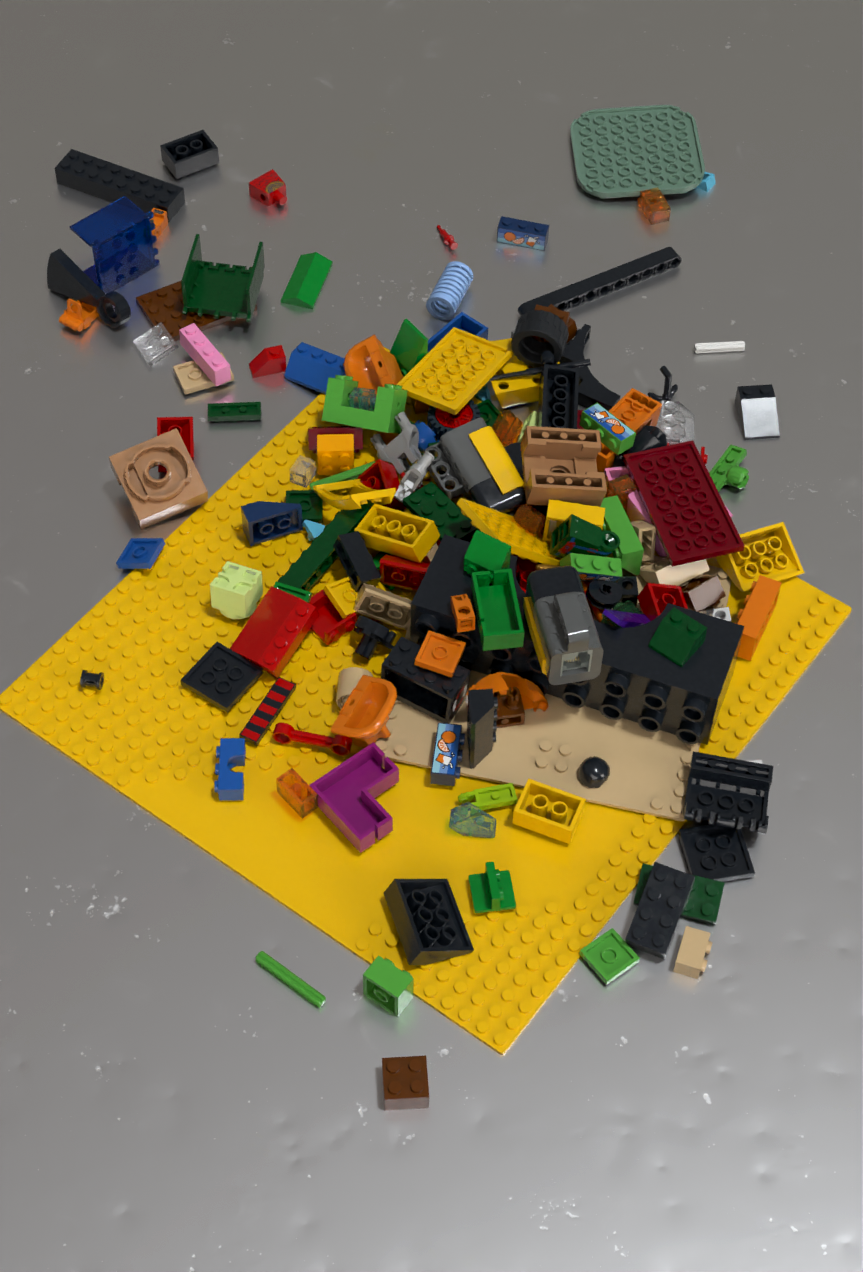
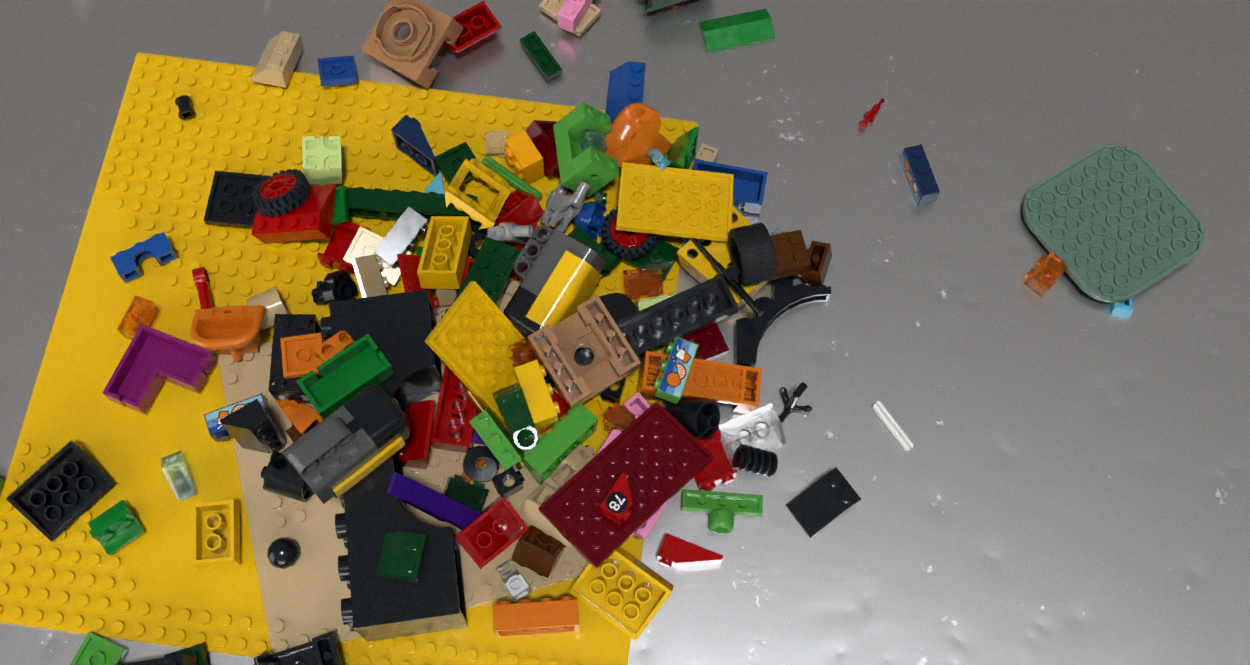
camera: 60 degrees right, 15 degrees up
(94, 591) = (279, 59): none -> tan slope
(250, 628) = (281, 192): none -> black wheel
(267, 711) = (222, 253): tile -> none
(268, 362) = (614, 51): red slope -> none
(407, 362) = (658, 158): none -> medium azure slope
(449, 290) = (794, 149): light blue piece -> none
(486, 554) = (401, 340): green slope -> none
(491, 796) = (214, 477): lime hinge -> none
(532, 730) = (284, 480): none -> black cylinder
(607, 281) = (903, 278): black beam -> none
(699, 505) = (618, 501): none -> red slope
(702, 432) = (755, 460): none -> black piece
(748, 513) = (682, 553): none -> red slope

